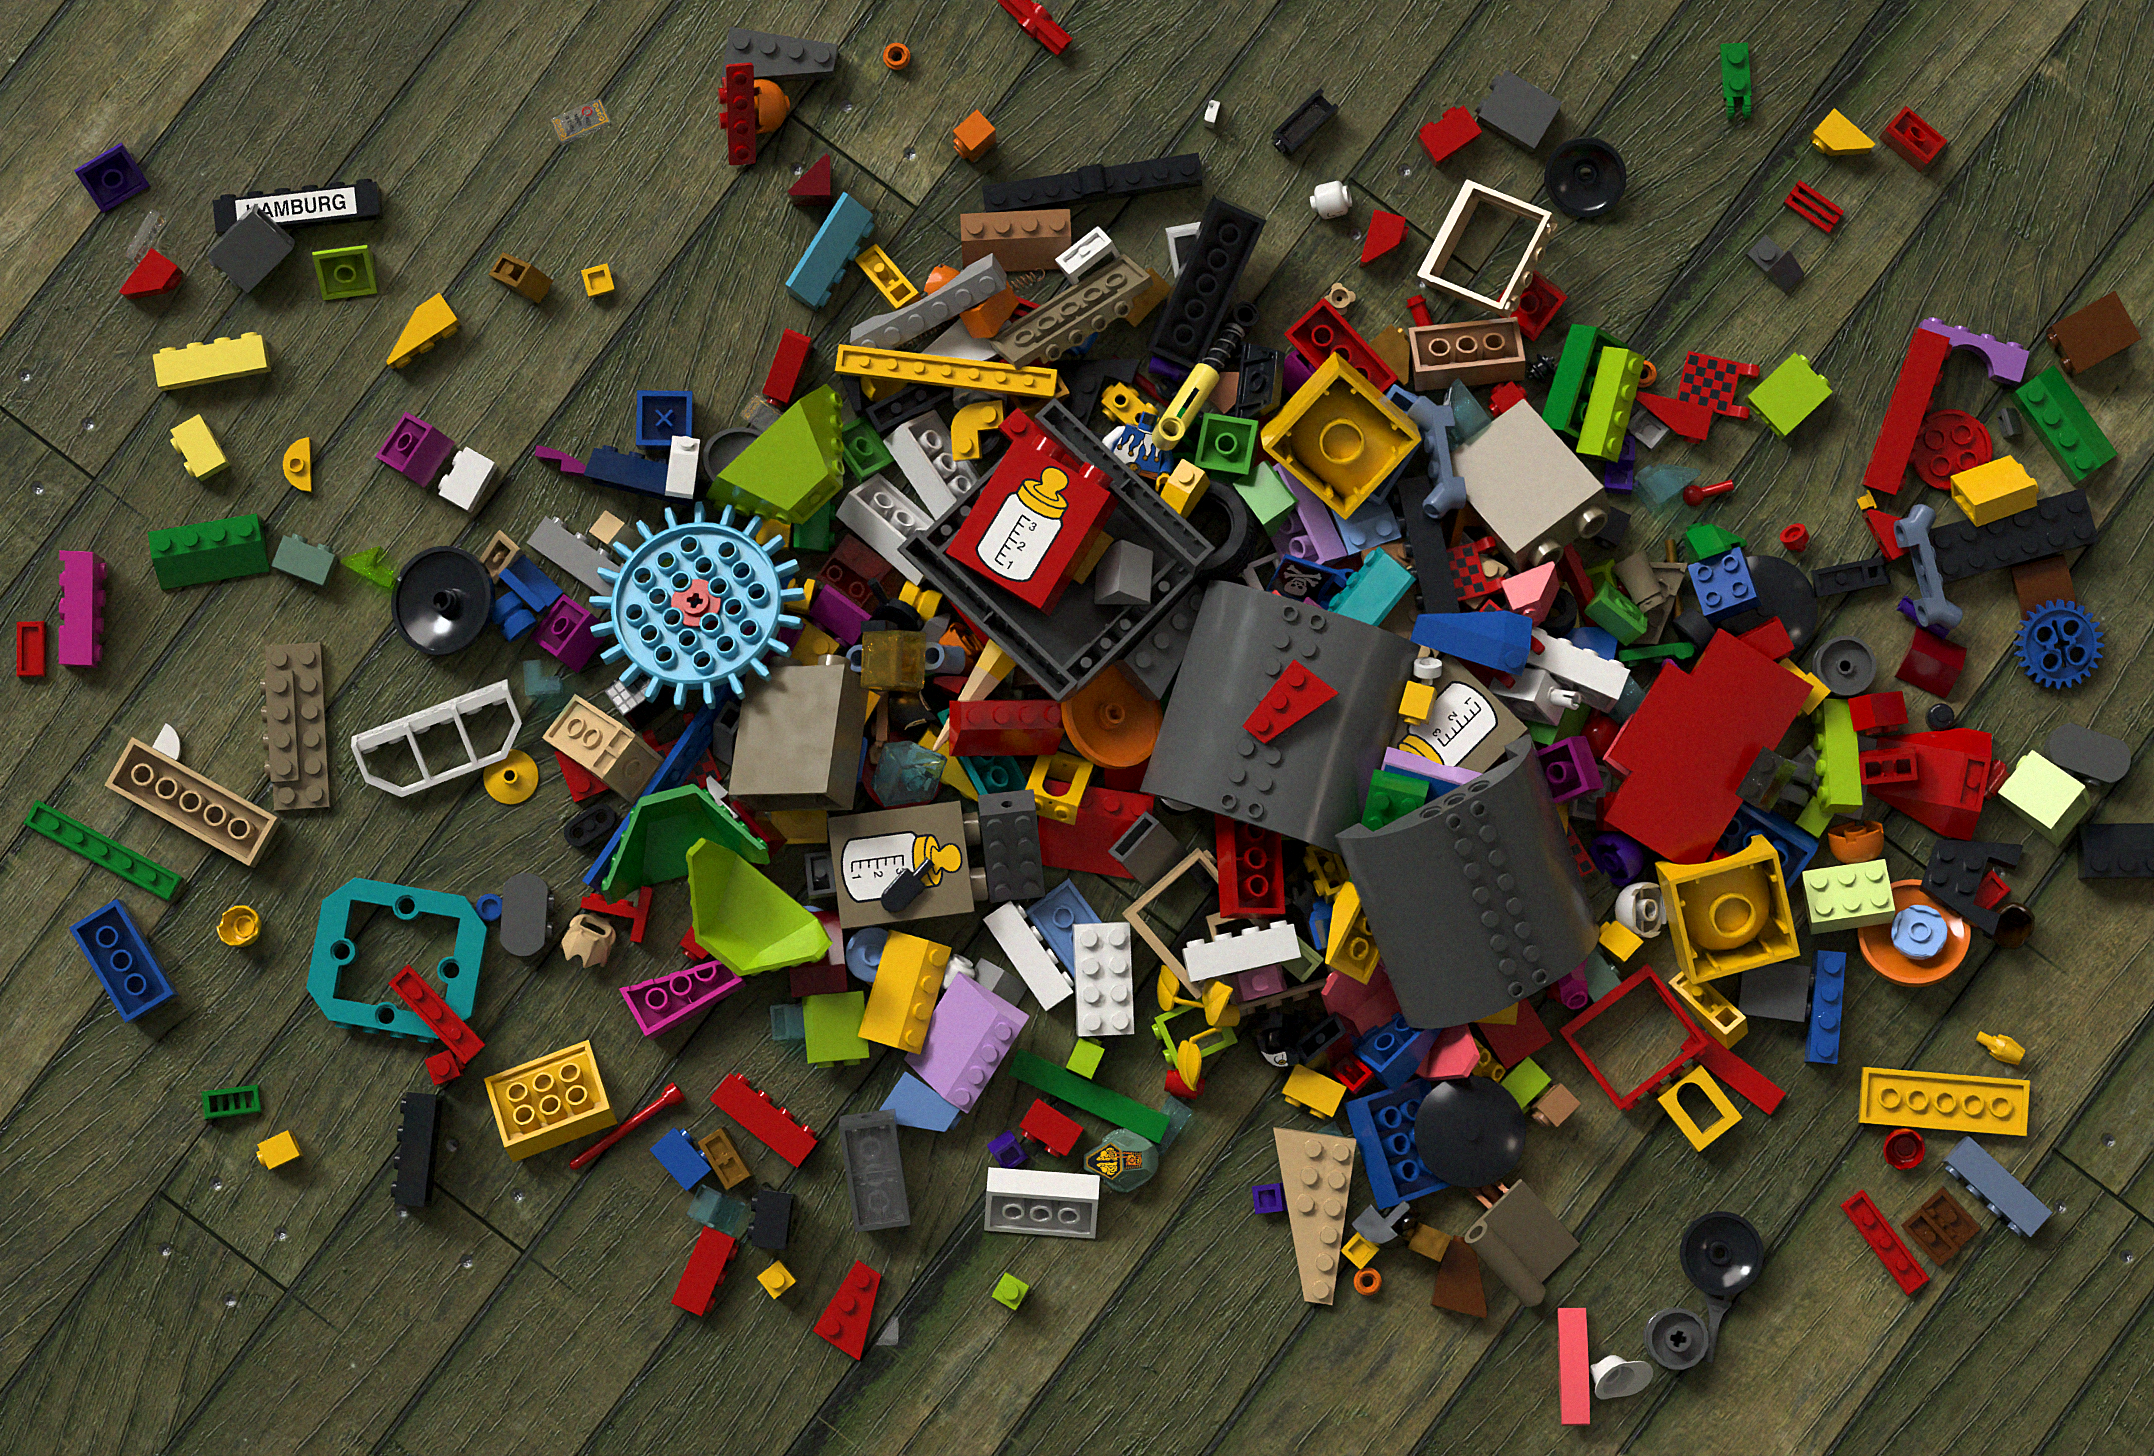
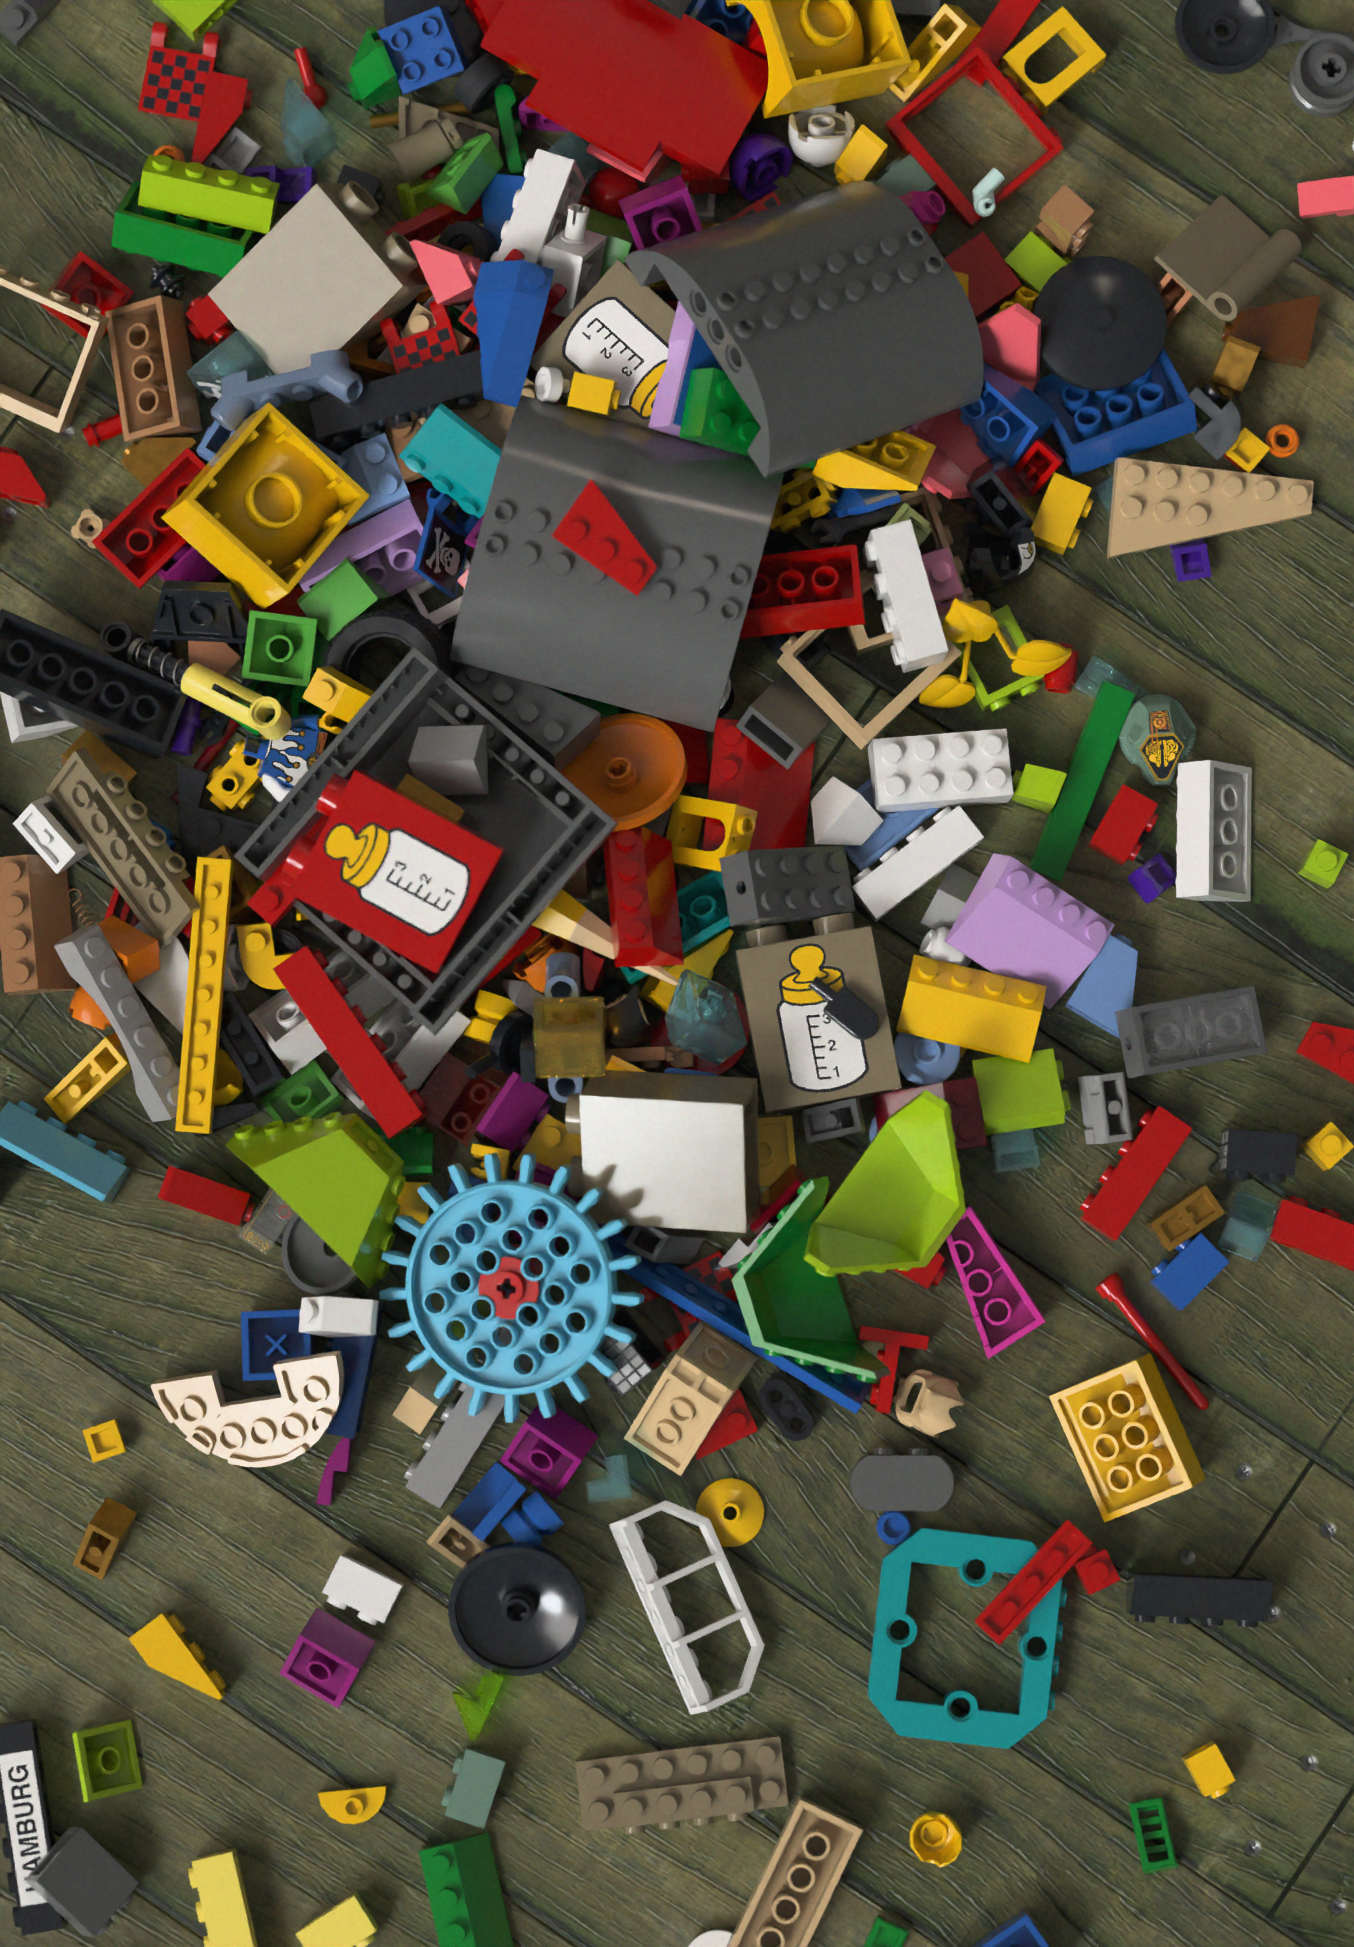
camera: 90 degrees left, 0 degrees up
(598, 400) = (261, 1428): none -> plate
(818, 1097) = (1105, 1108): none -> light grey brick
(902, 486) = (350, 1041): none -> red brick
(1068, 895) = (842, 815): none -> white slope
(1583, 1041) = (984, 193): none -> light aqua arm

